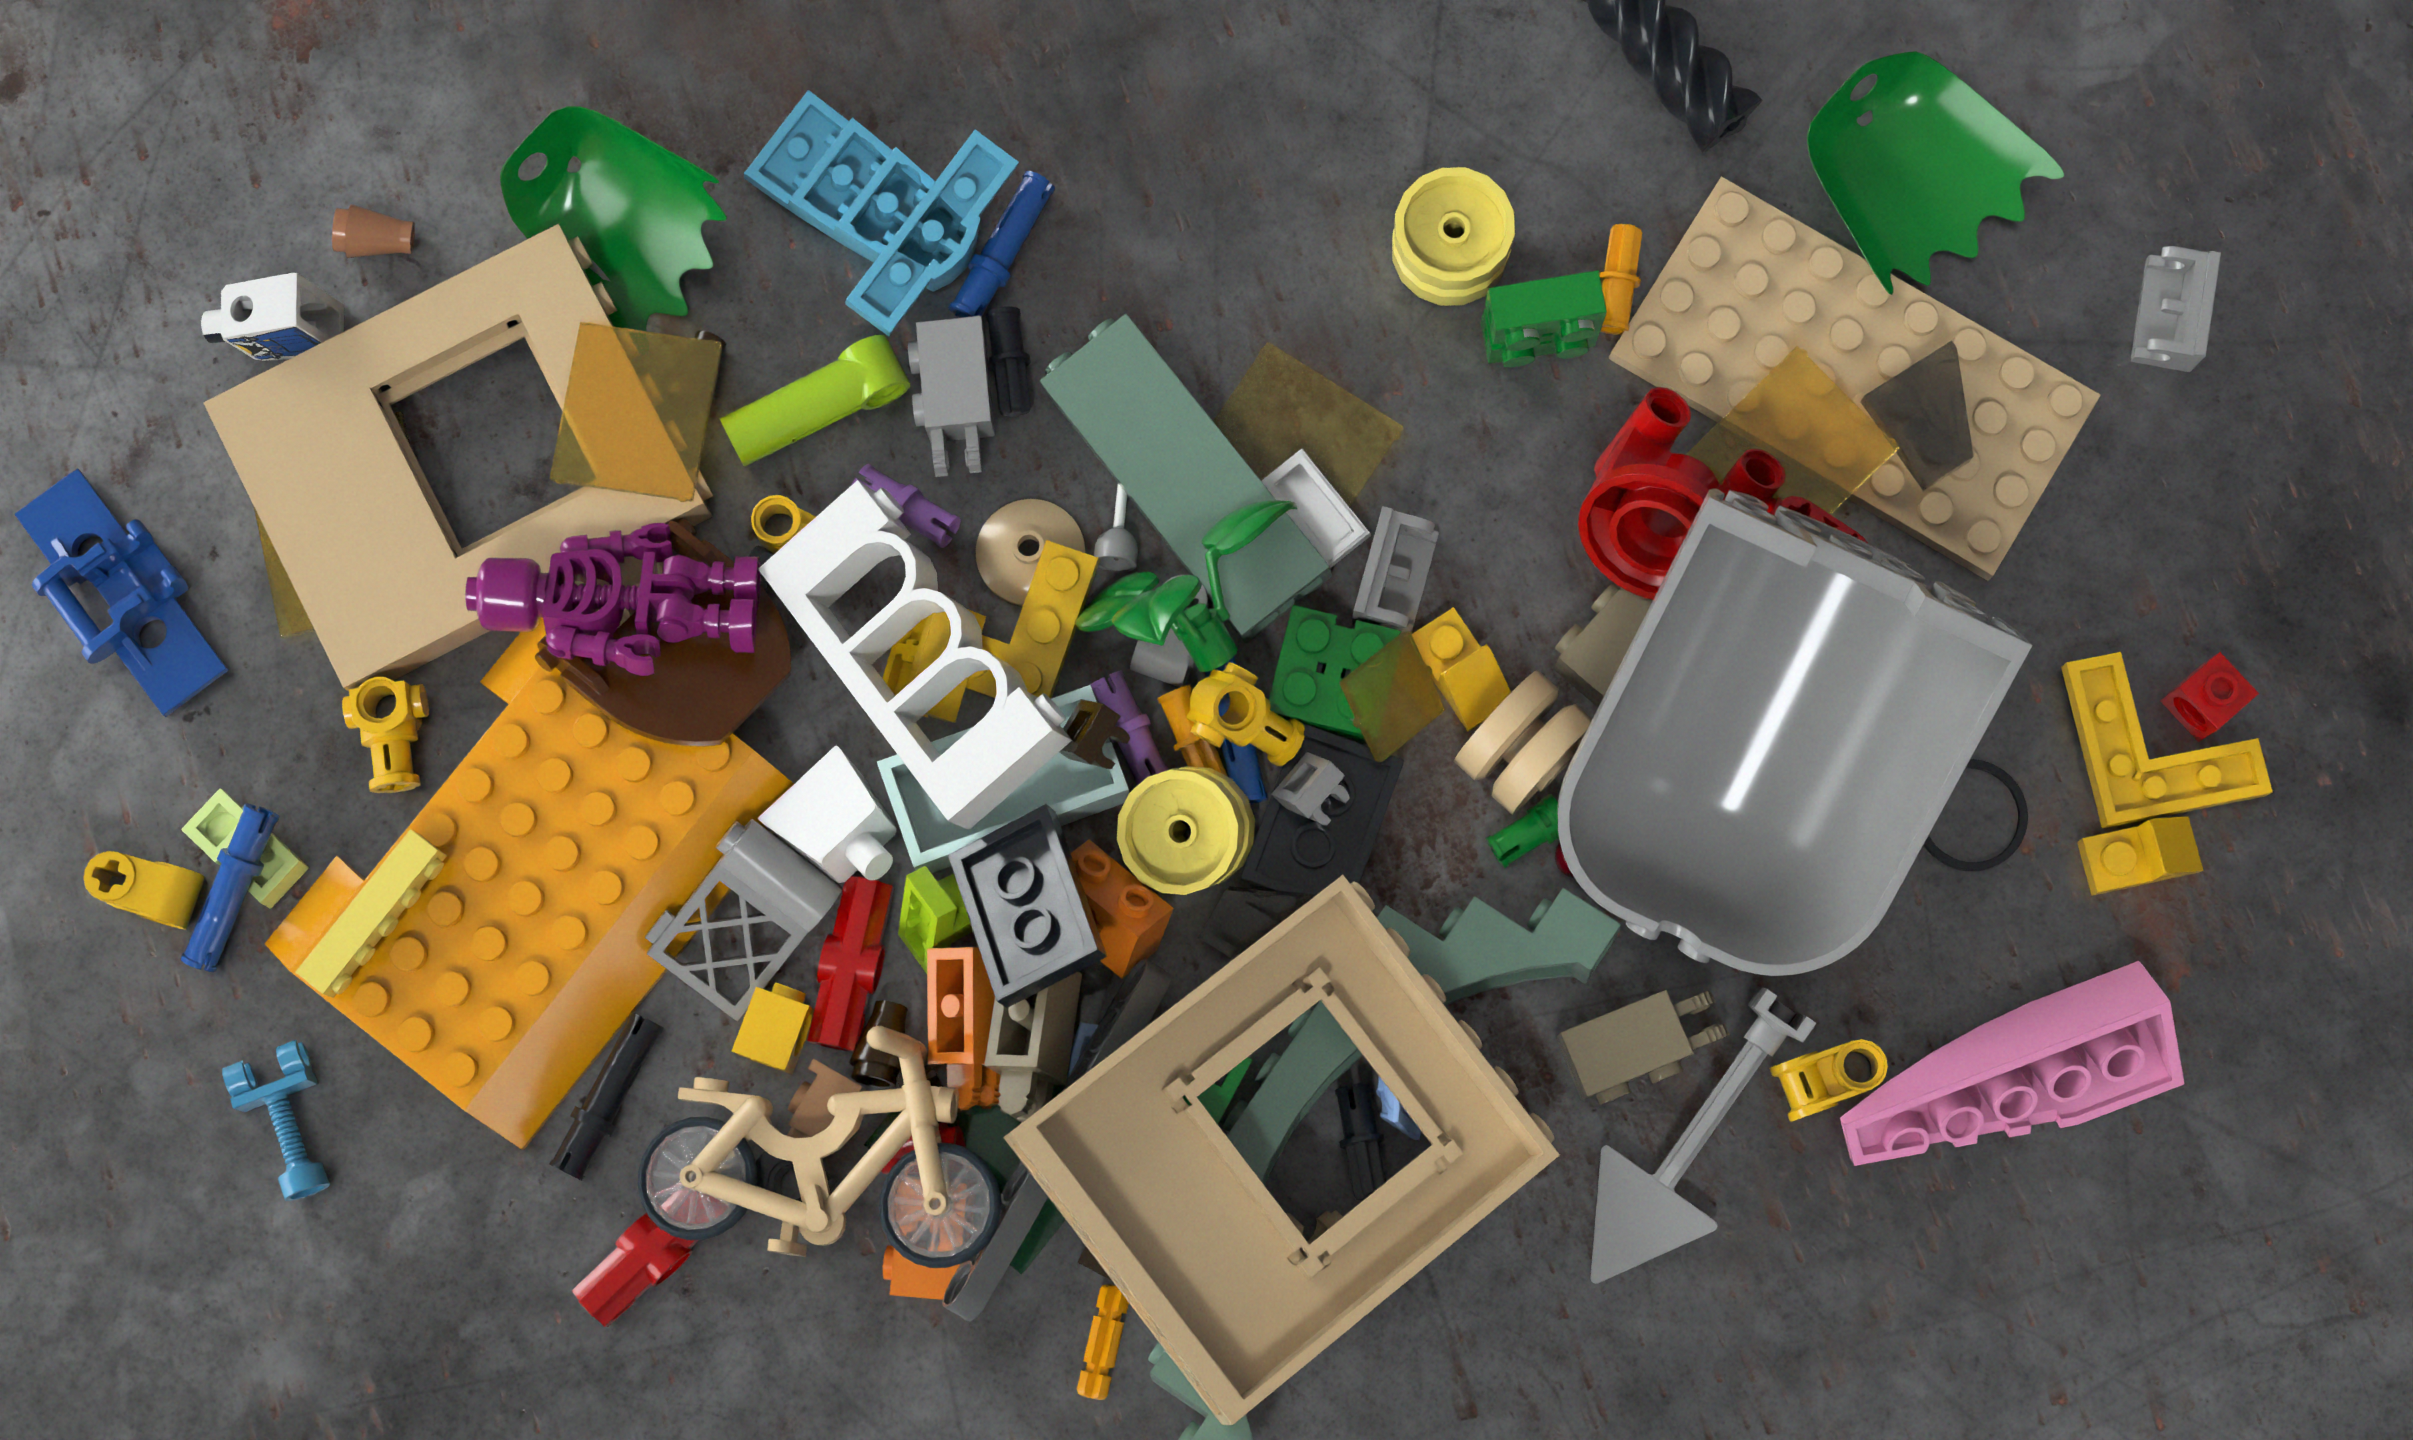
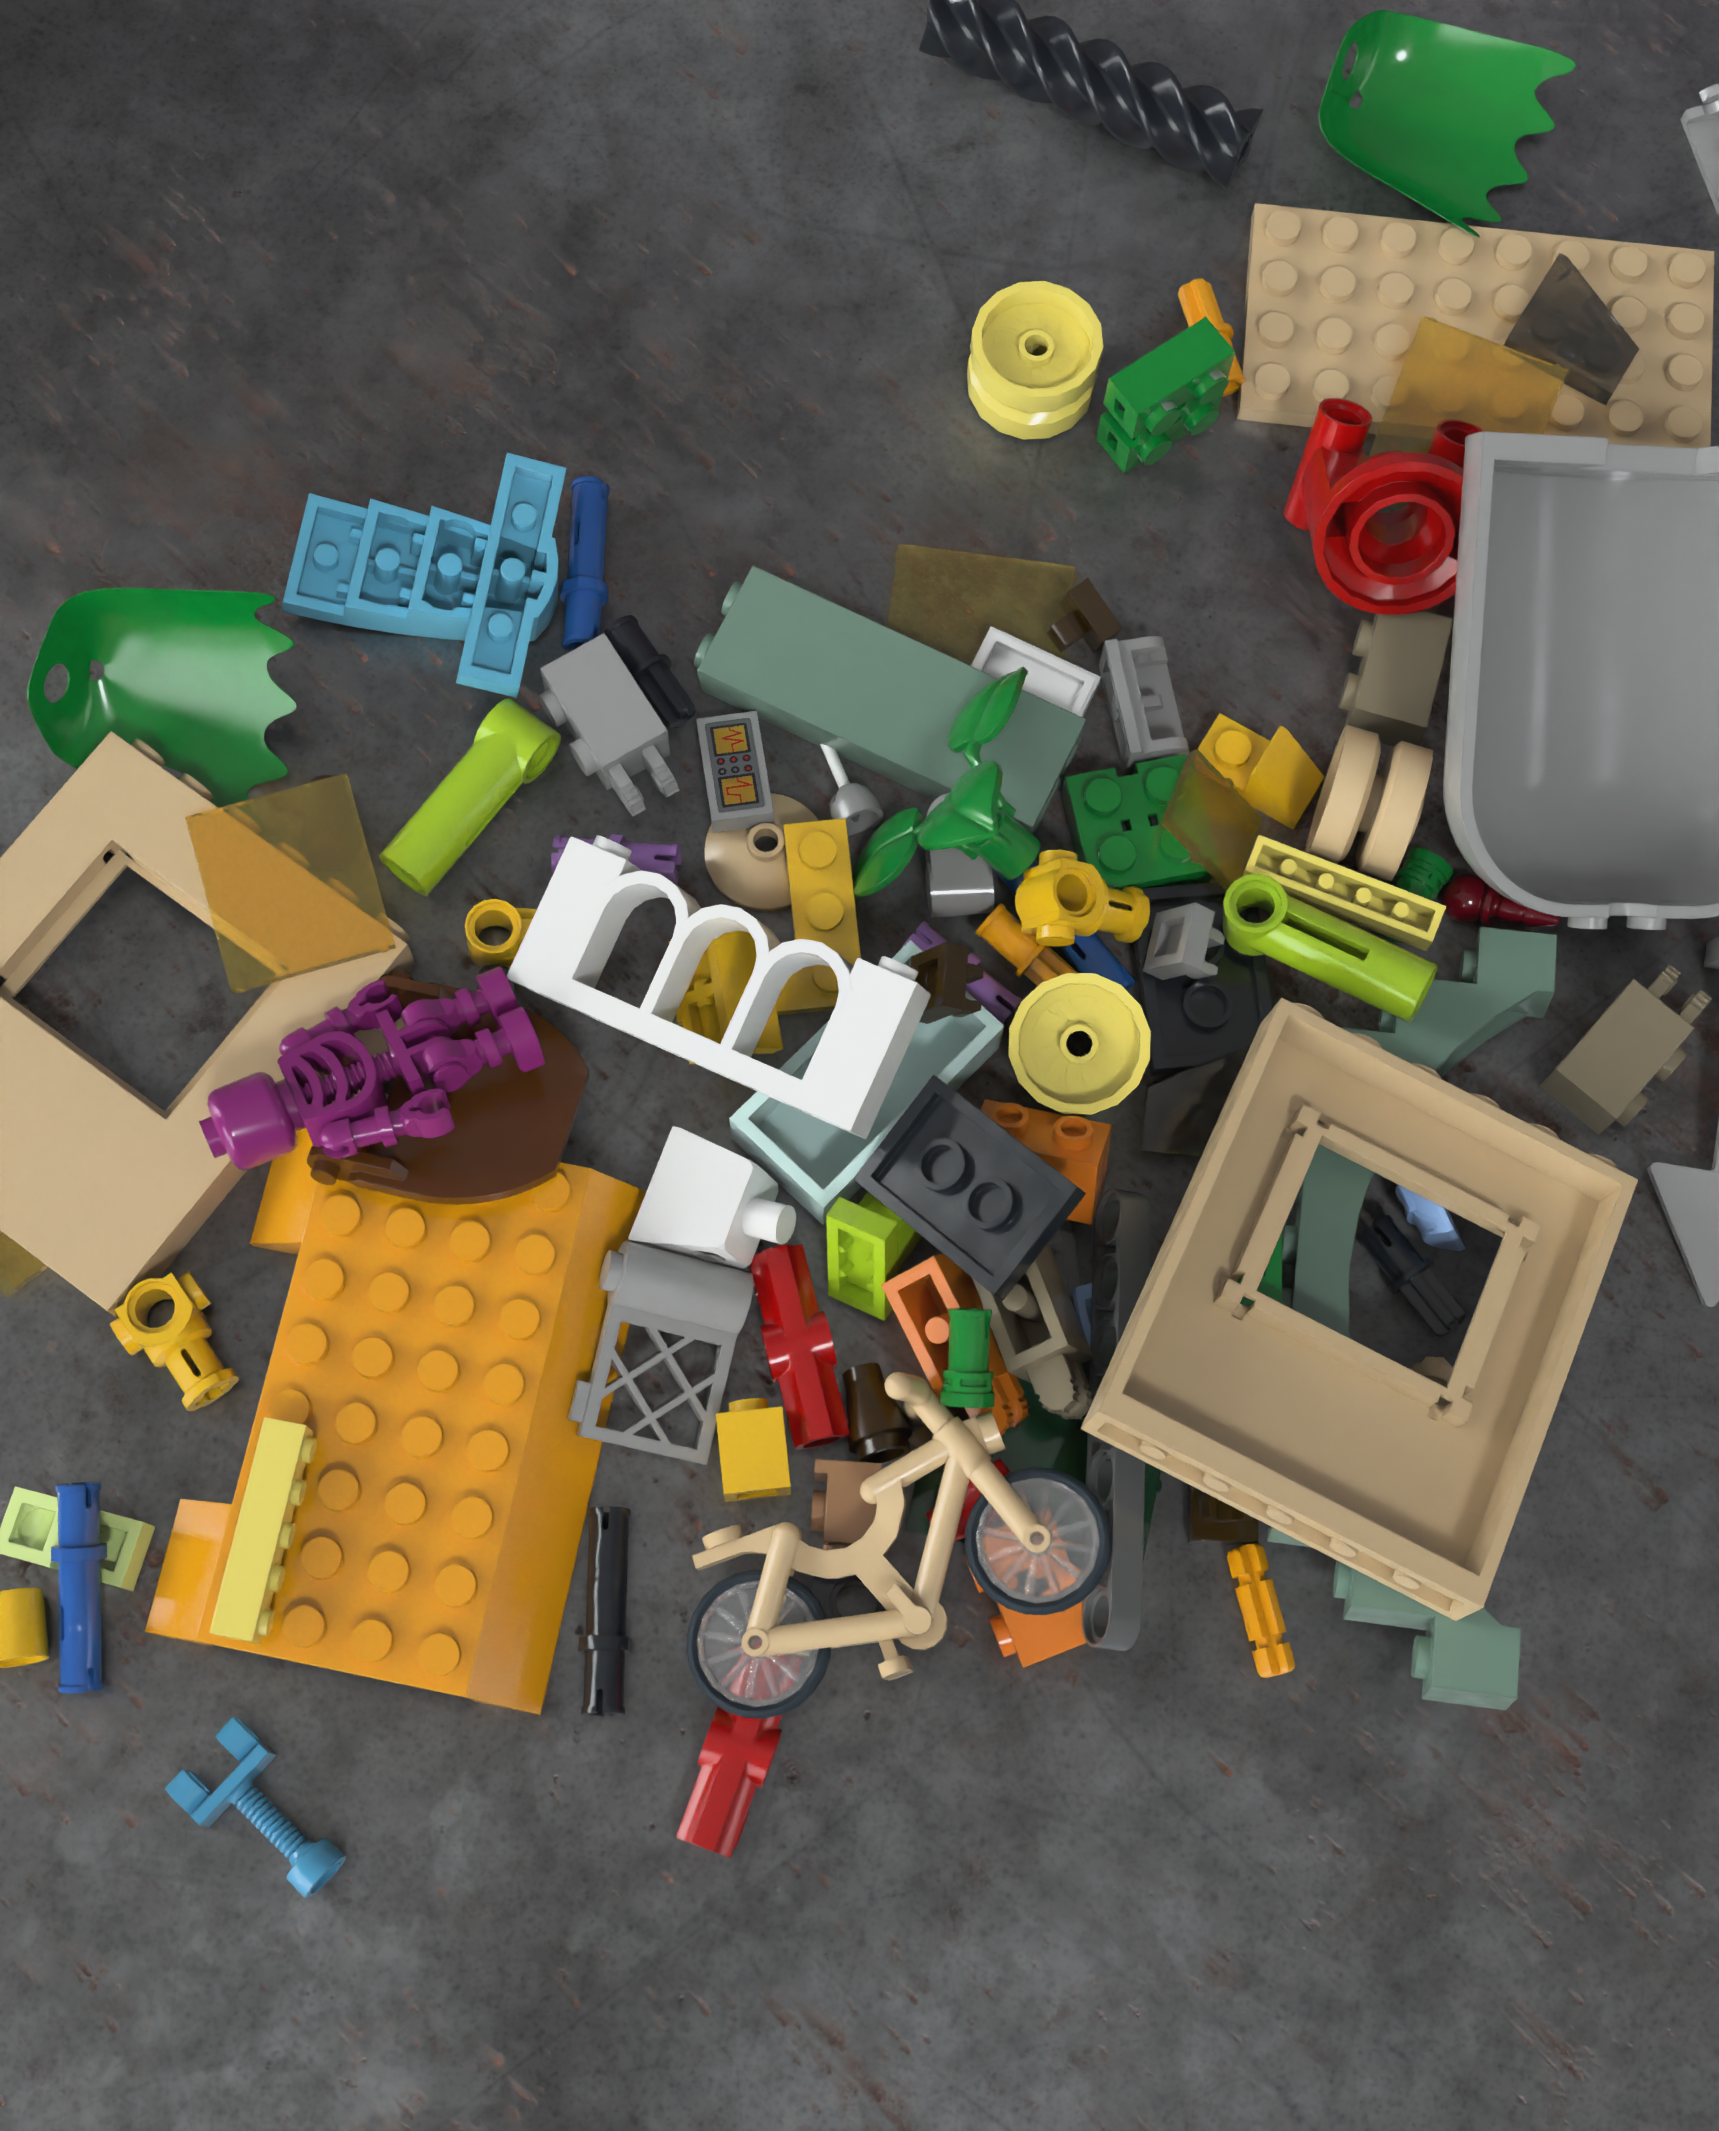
camera: 35 degrees left, 5 degrees down
(951, 1050) = (968, 1373): none -> green pin
(1034, 476) = (735, 771): none -> tile
(1381, 478) = (1085, 618): none -> dark brown tile
(1456, 891) = (1326, 947): none -> lime piece
(1463, 807) = (1348, 893): none -> light yellow piece

